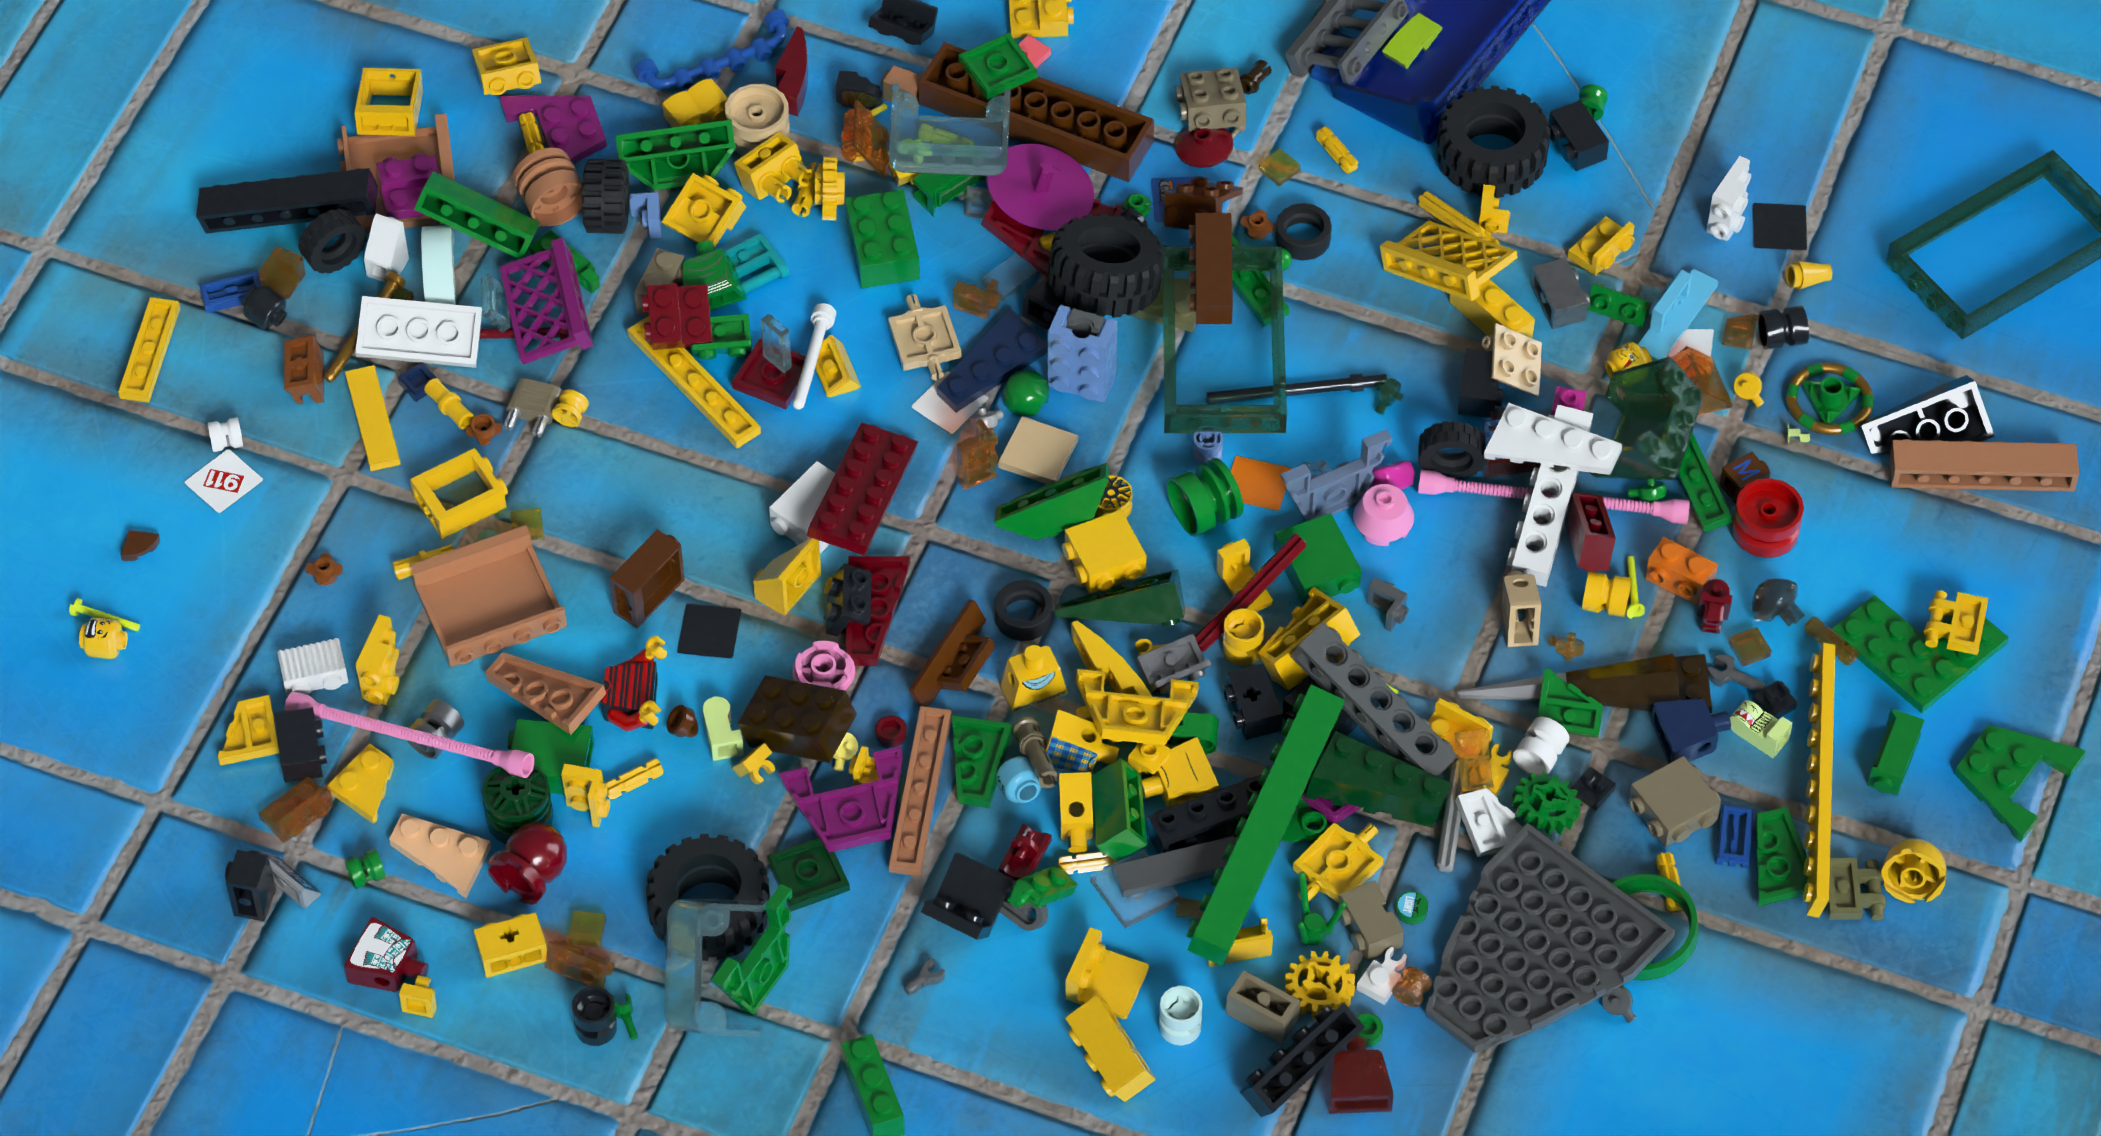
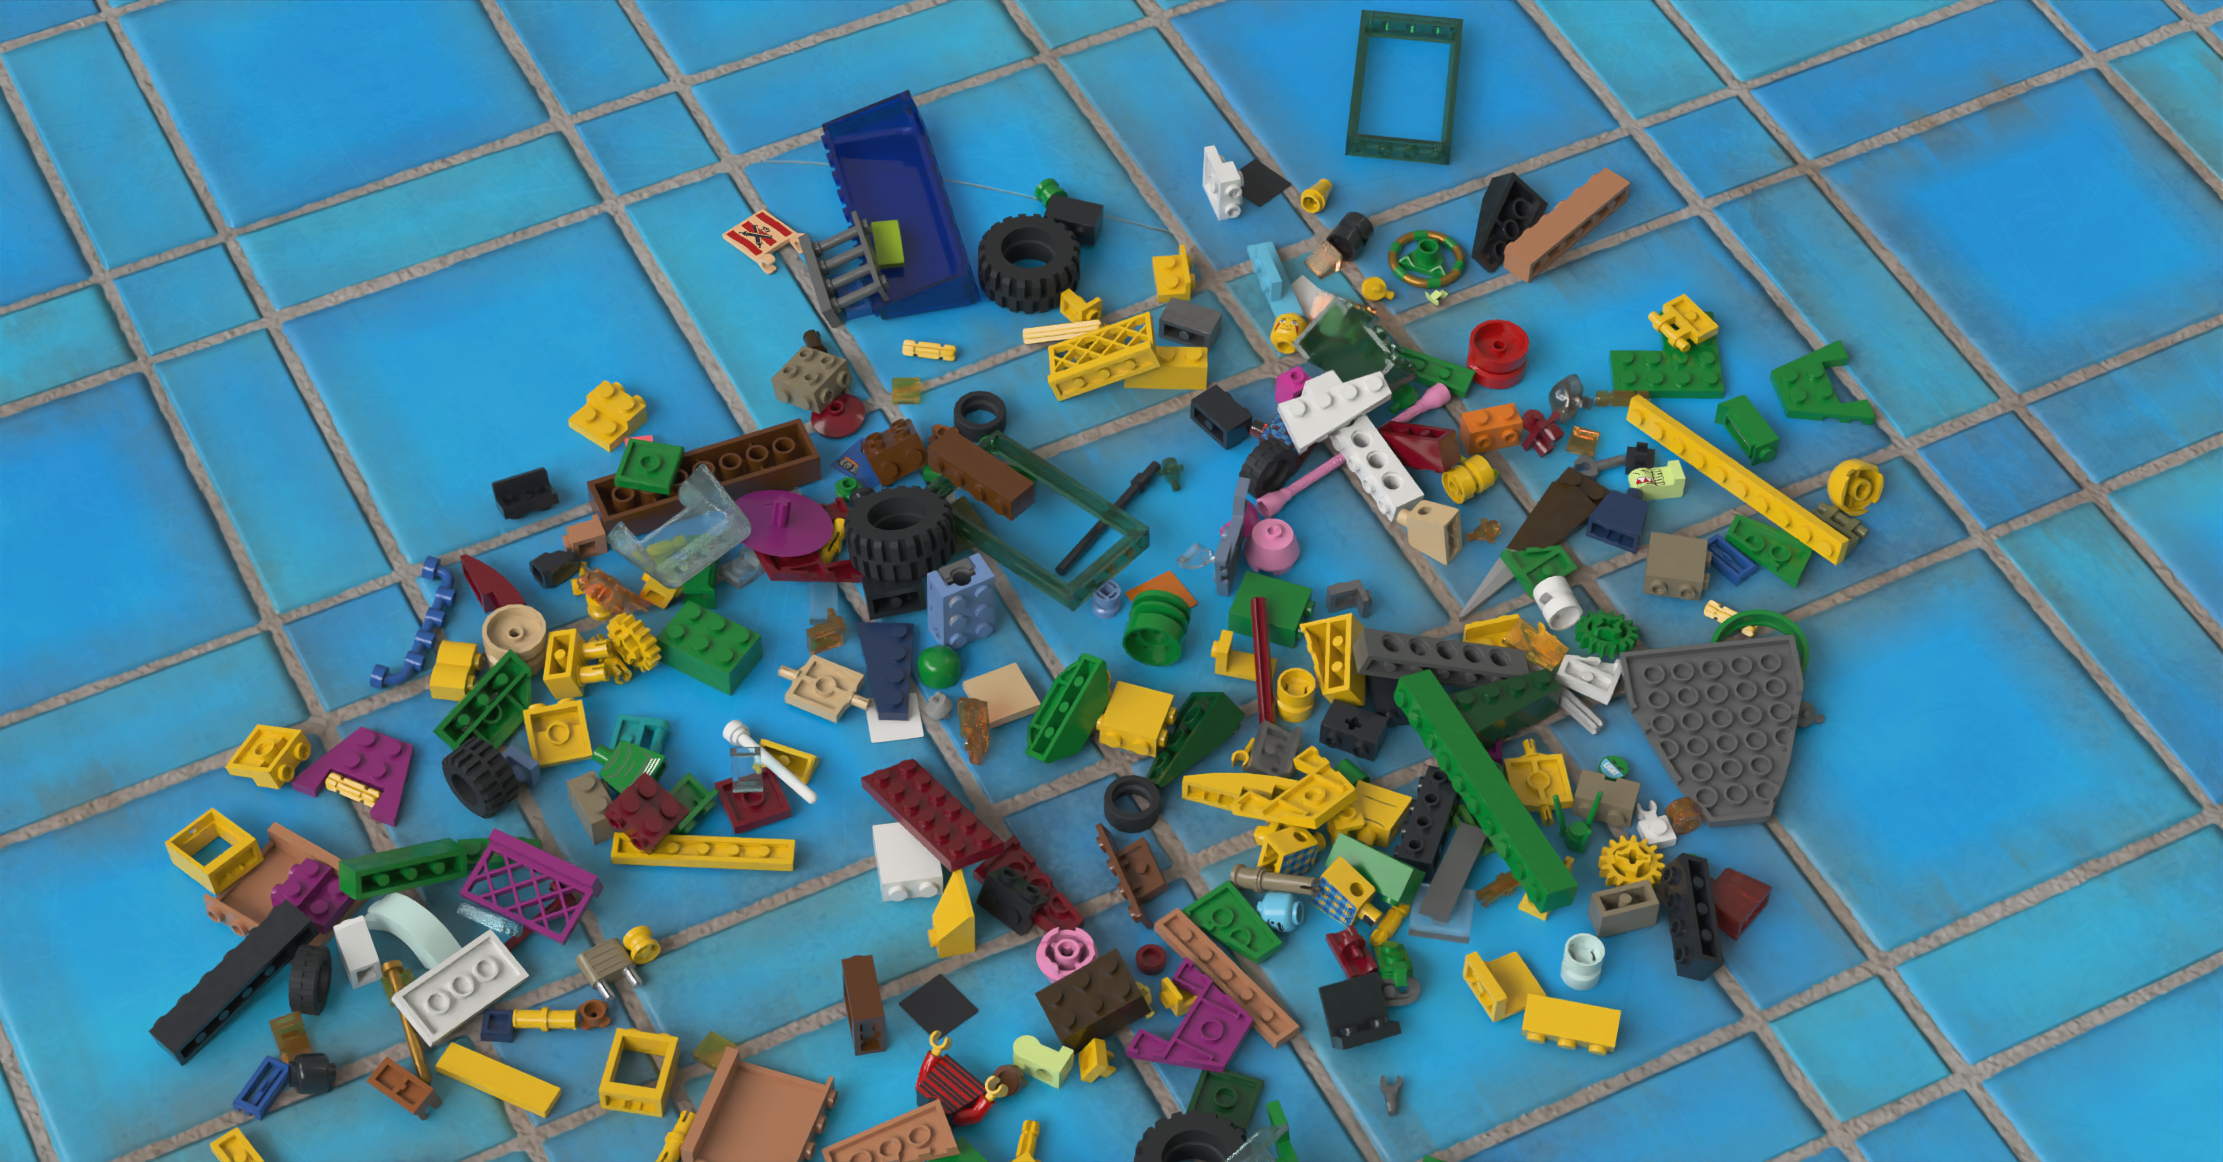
camera: 50 degrees left, 5 degrees down
(549, 186) = (426, 806): nougat wheel -> none
(1032, 678) = (1206, 829): yellow torso -> none
(1515, 359) = (1225, 379): tan hinge -> none
(1594, 788) = (1614, 600): black tile -> none
(1618, 305) = (1235, 302): green hinge -> none
(1742, 472) = (1449, 342): reddish brown brick -> none

